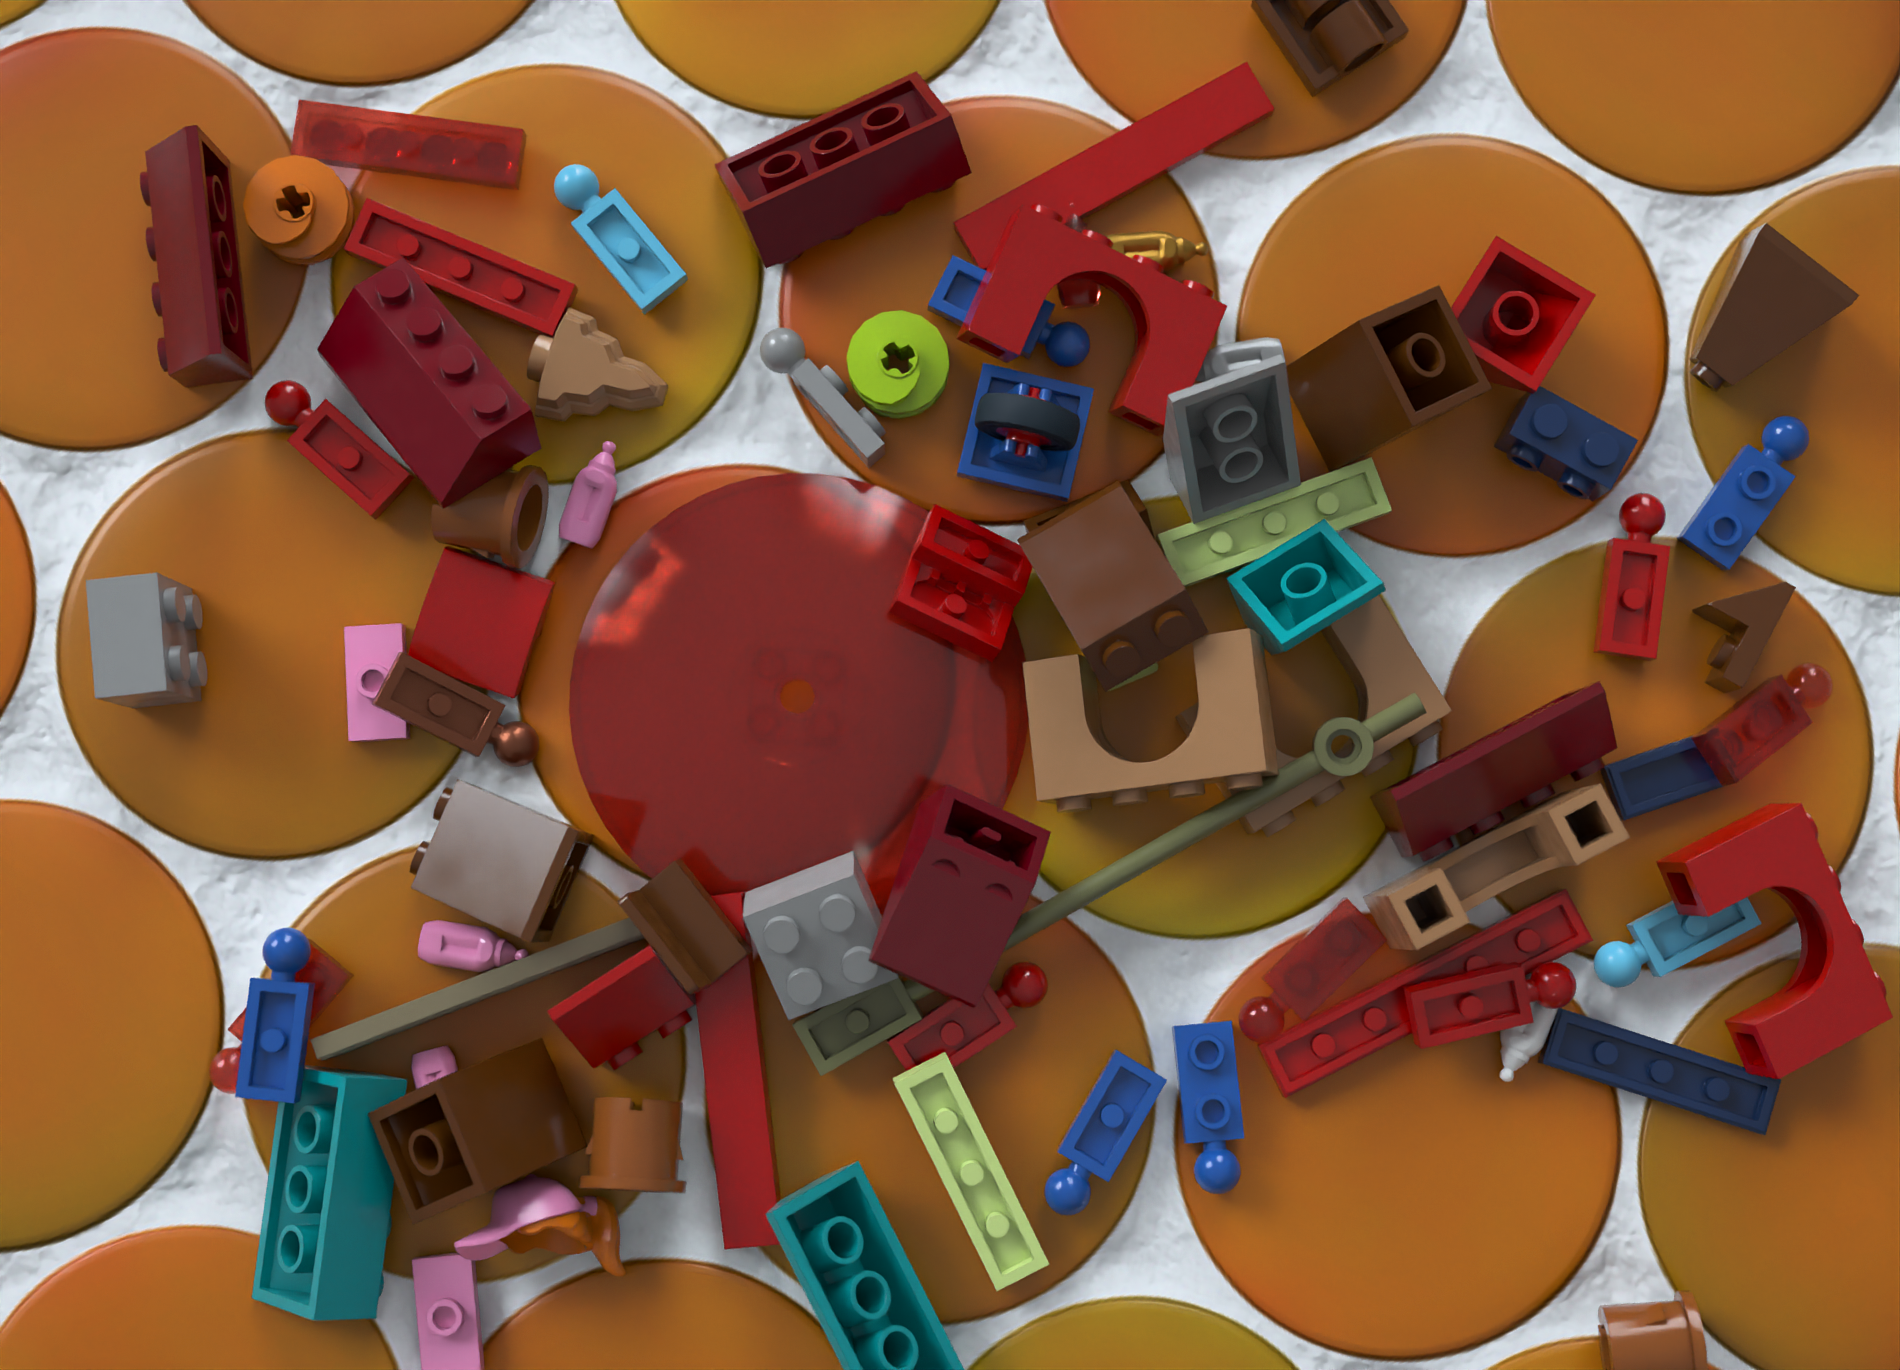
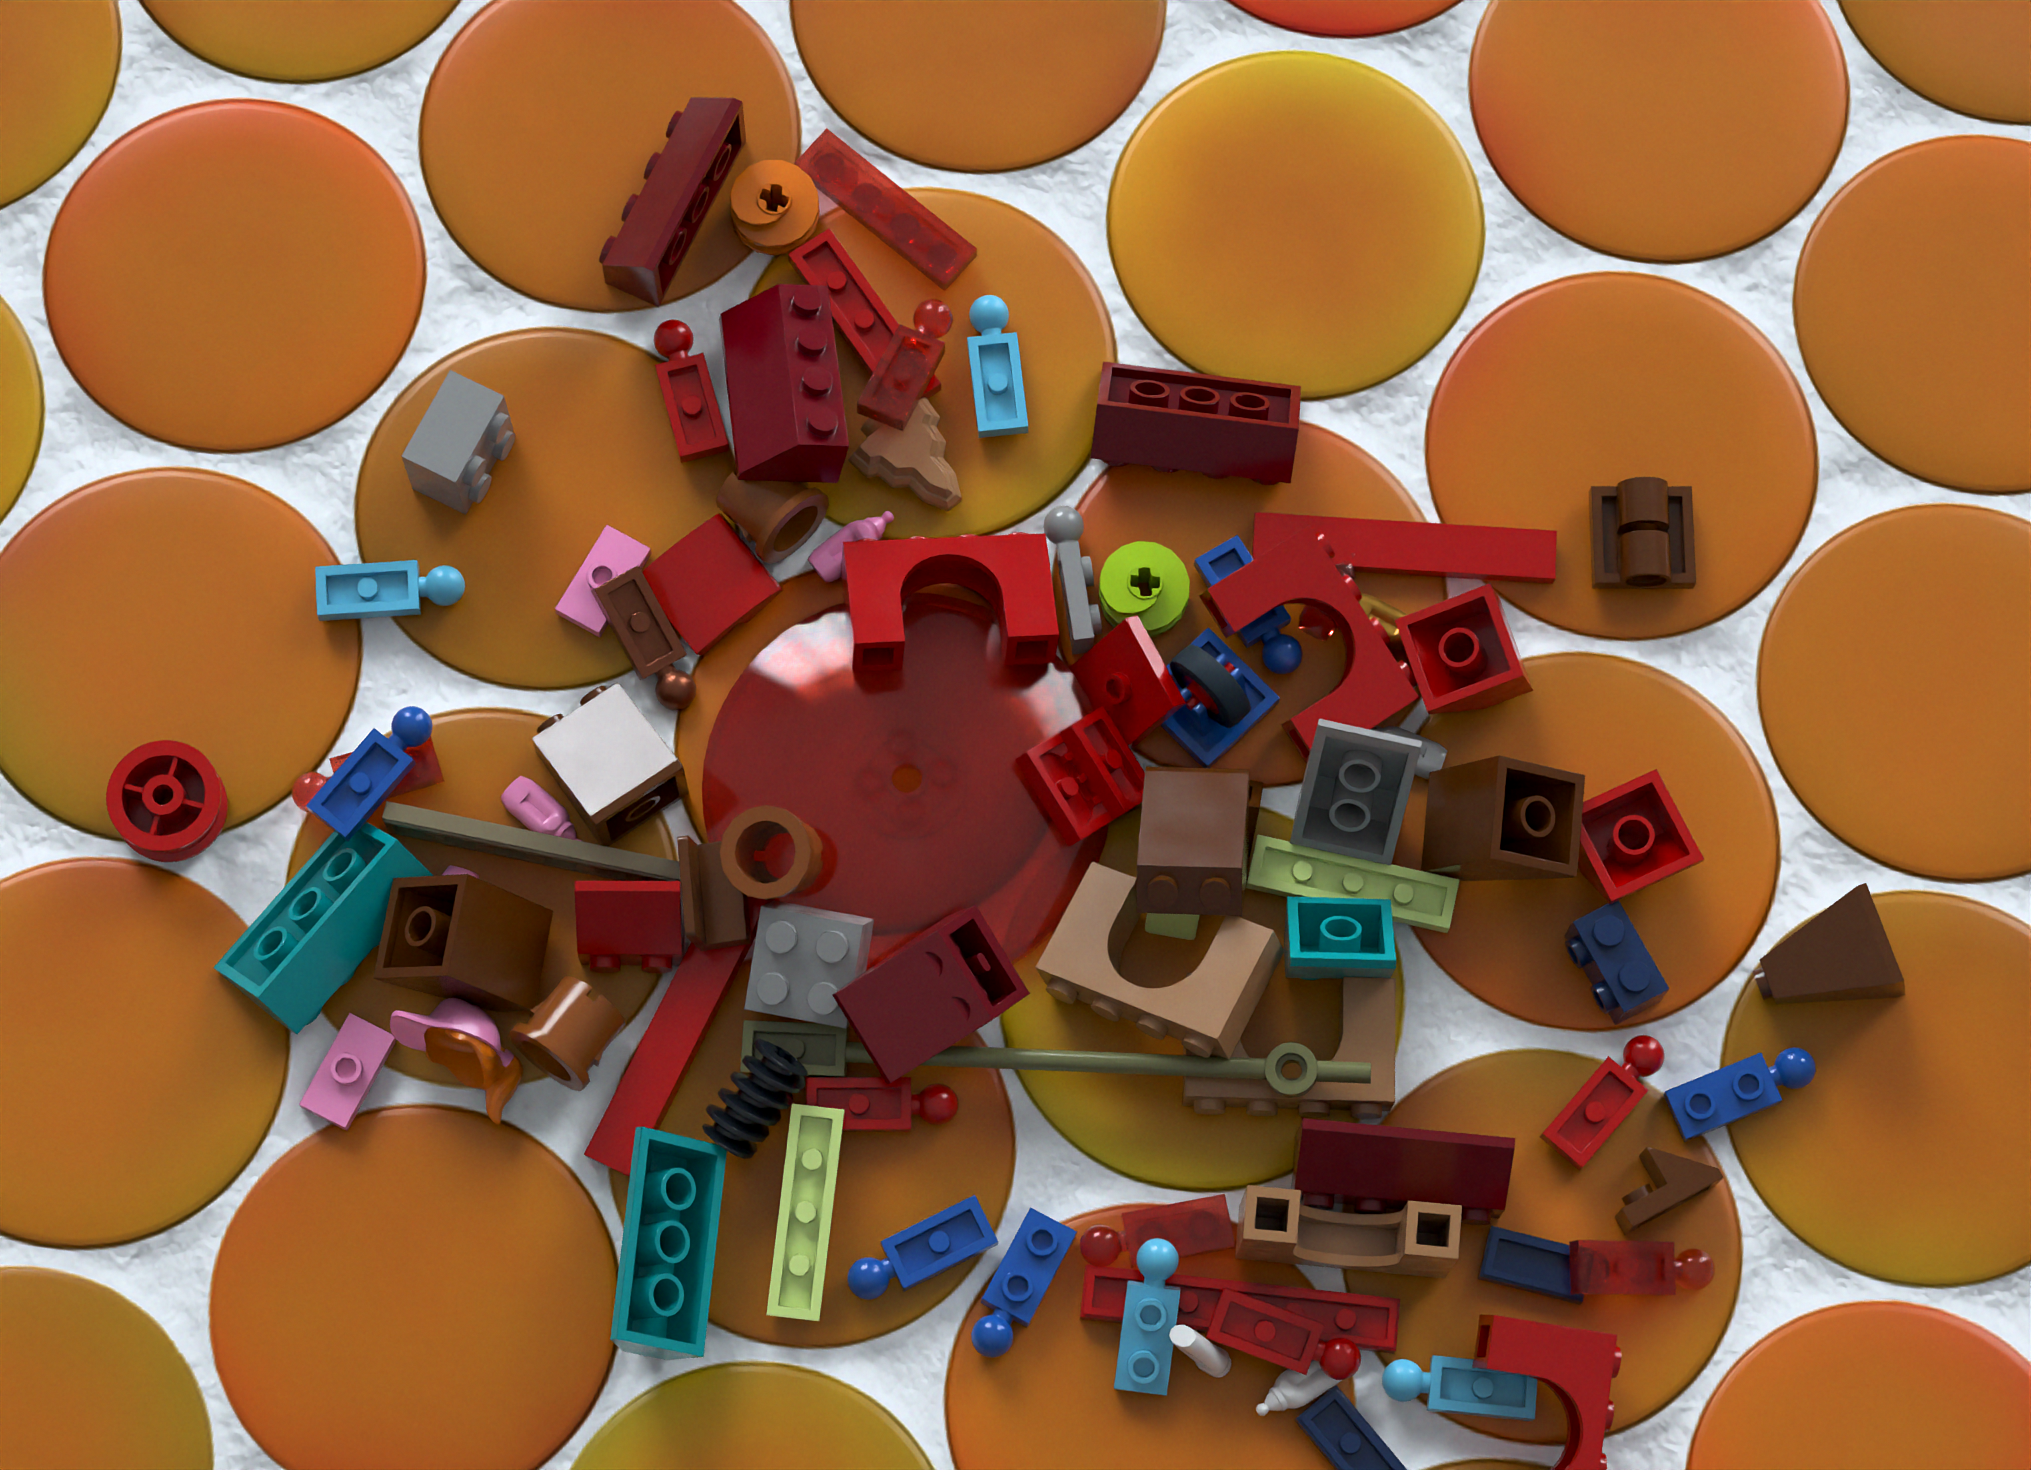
camera: 35 degrees right, 10 degrees down
(130, 1166) = (185, 823): none -> red wheel
(168, 828) = (383, 589): none -> medium azure plate
(532, 289) = (907, 366): none -> clear red plate
(712, 888) = (753, 832): none -> dark orange piece
(756, 429) = (1004, 569): none -> red arch
(854, 1100) = (757, 1100): none -> black piece
(945, 464) = (1129, 681): none -> red plate
(1239, 235) = (1464, 653): none -> red slope
(1355, 1064) = (1147, 1322): none -> medium azure plate
(1418, 1061) = (1206, 1355): none -> white piece

